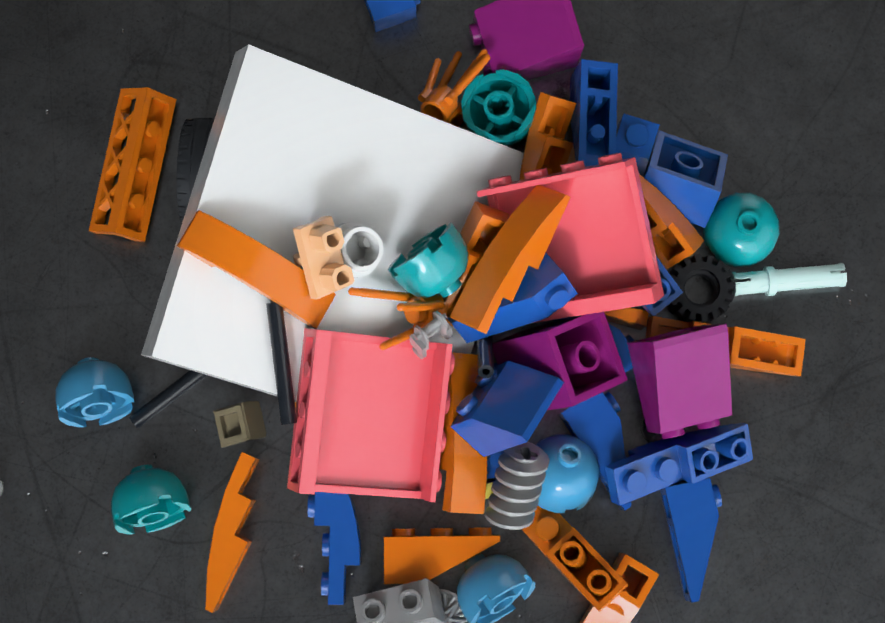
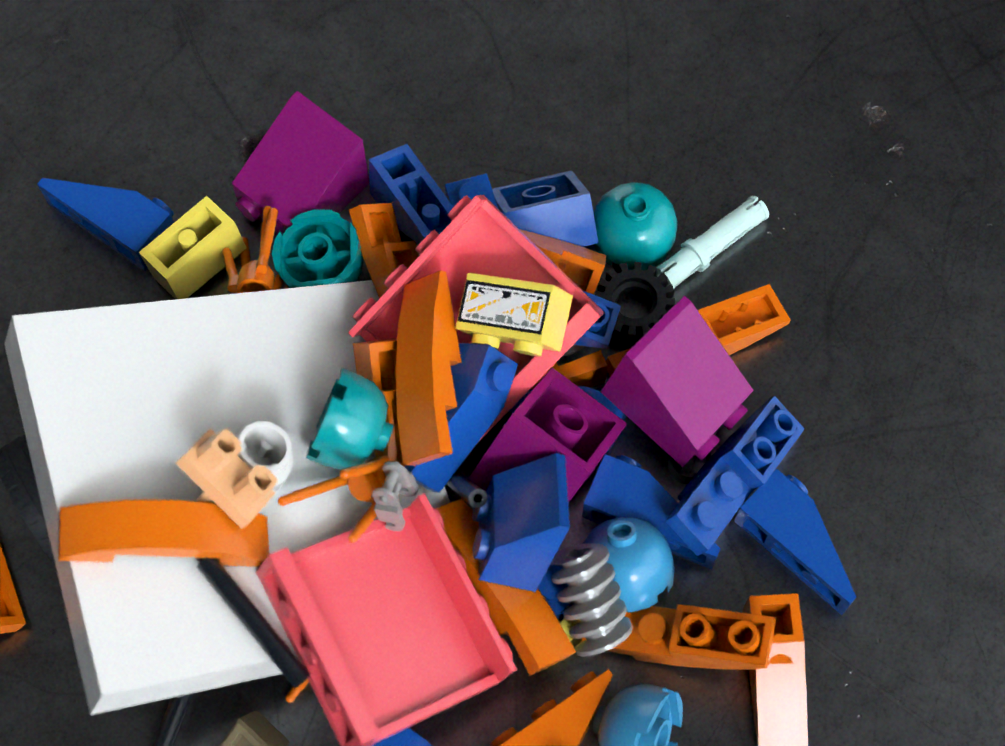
camera: 30 degrees left, 15 degrees down
(415, 43) = (192, 249): none -> light yellow brick
(595, 260) = (514, 313): none -> brick

